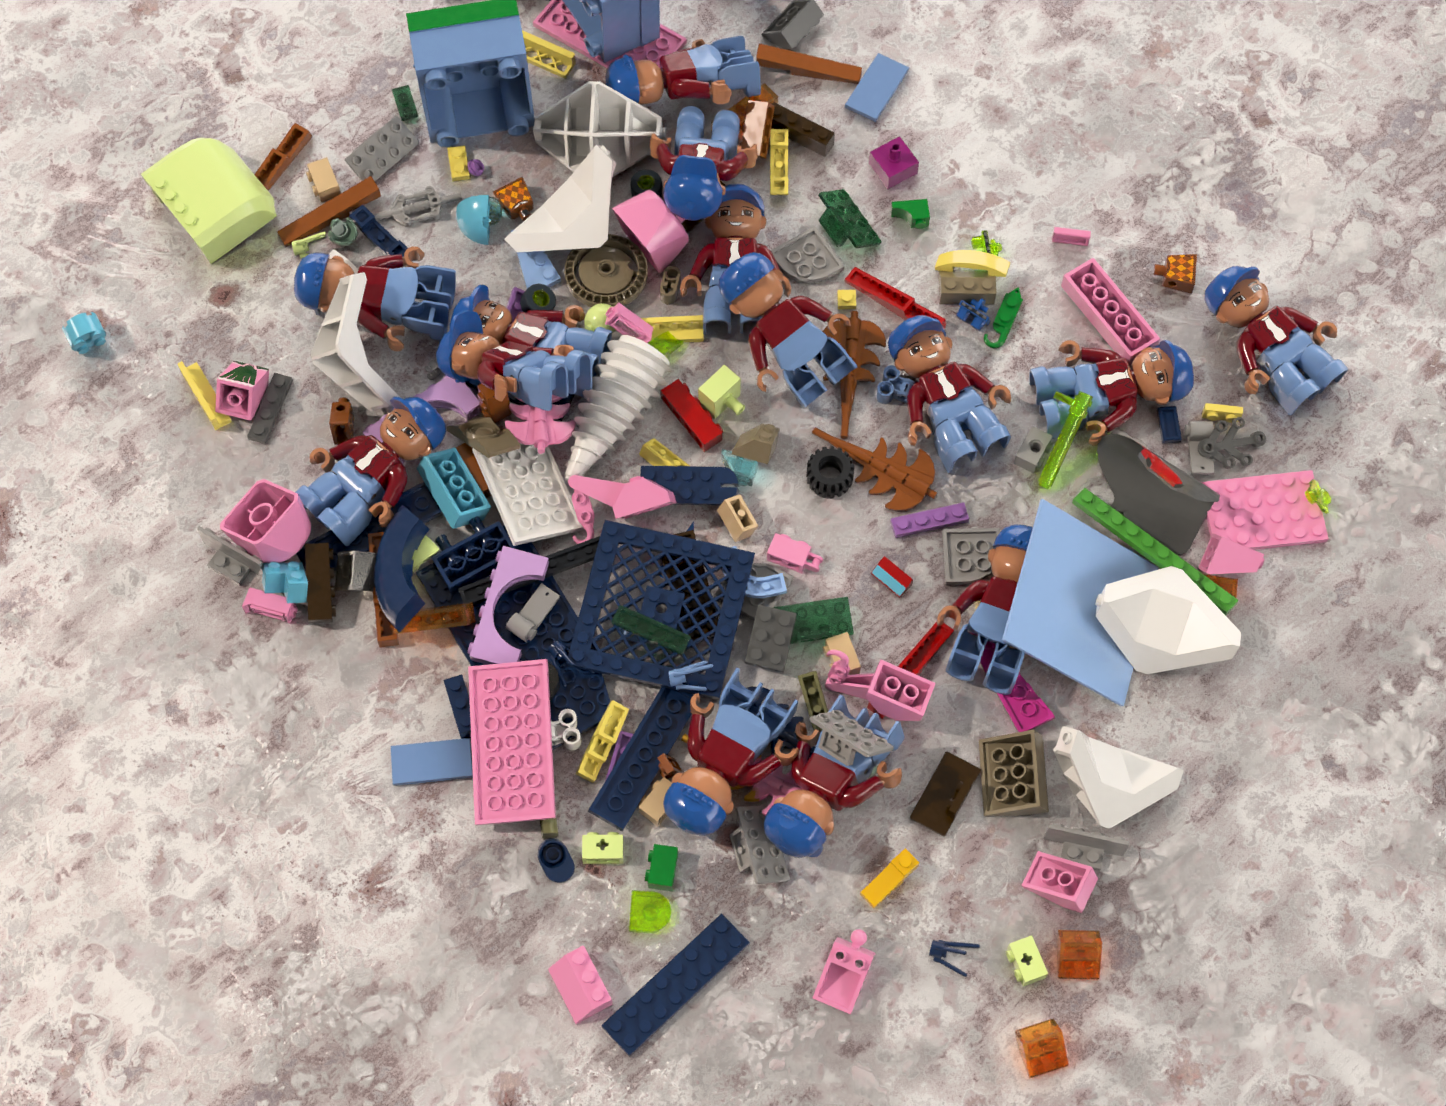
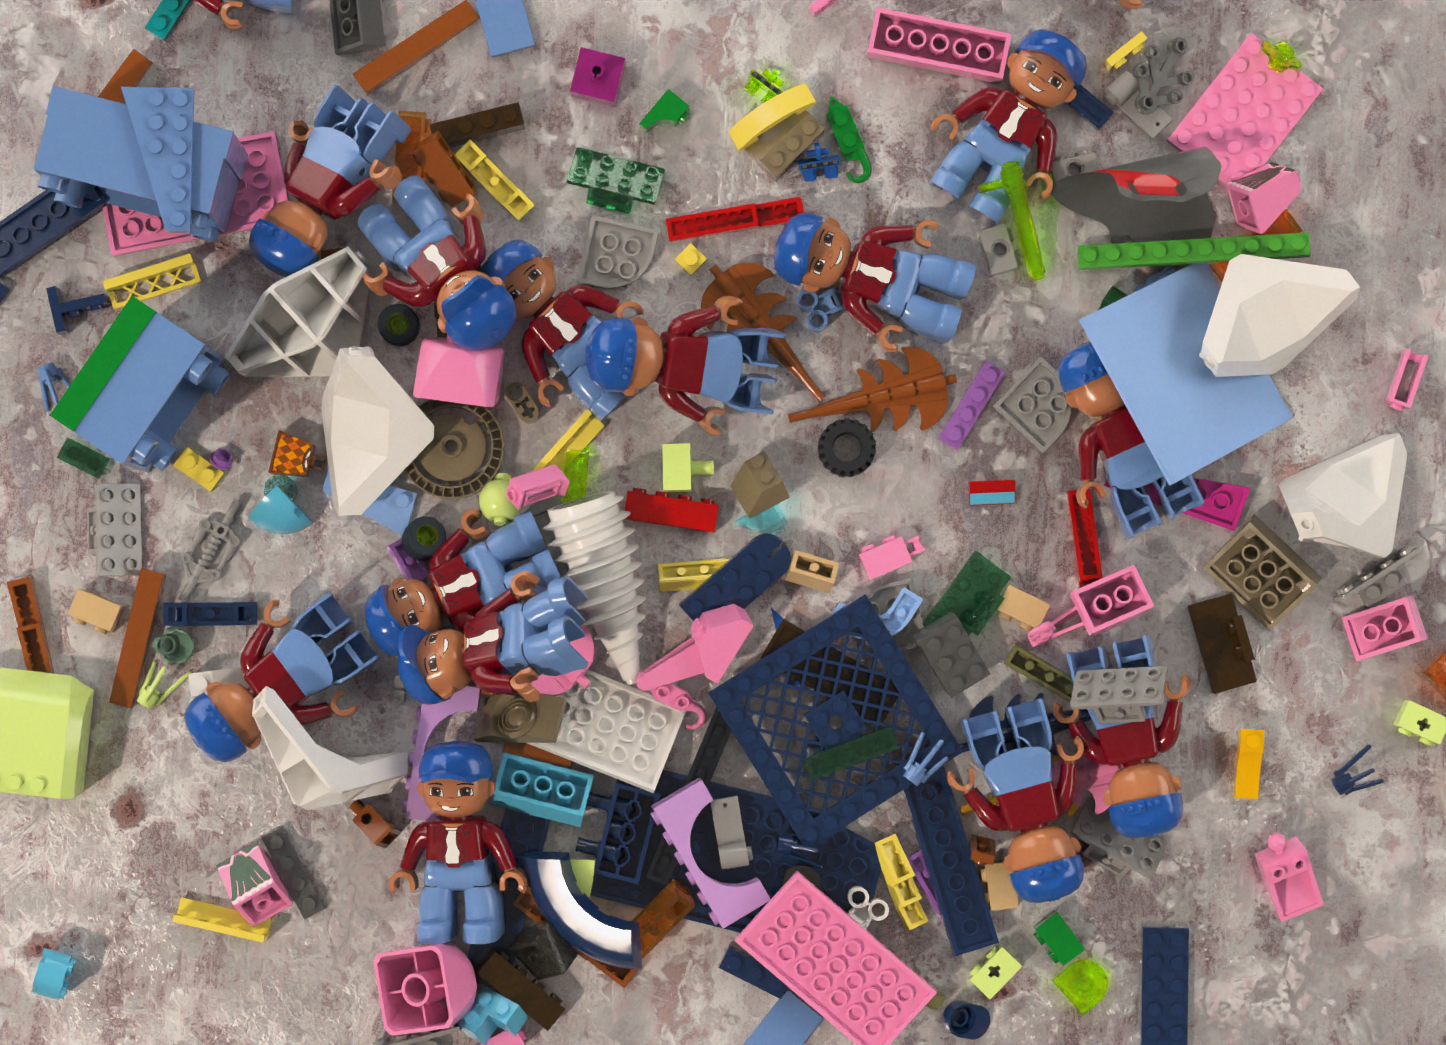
camera: 50 degrees left, 20 degrees up
(1218, 747) = (1406, 380): none -> bright pink window

